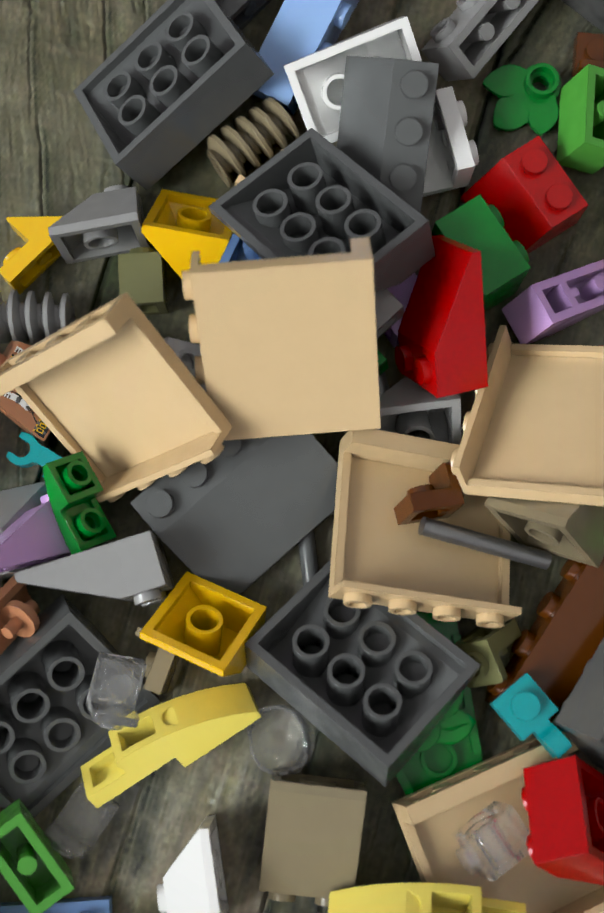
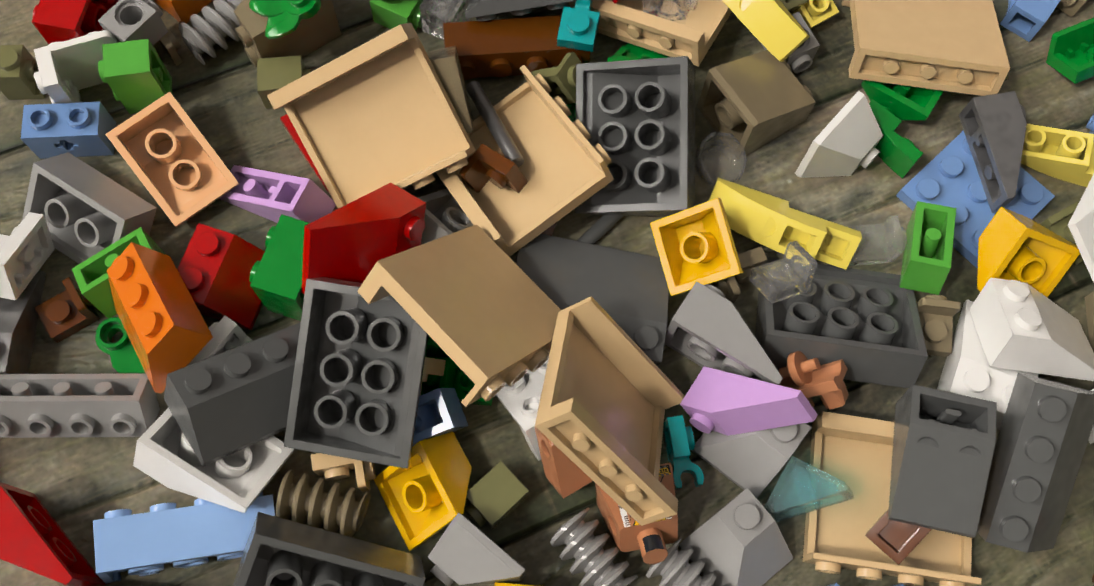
camera: 135 degrees left, 10 degrees down
(72, 496) = (691, 401): green slope -> none
(519, 108) = (156, 312): none -> orange slope

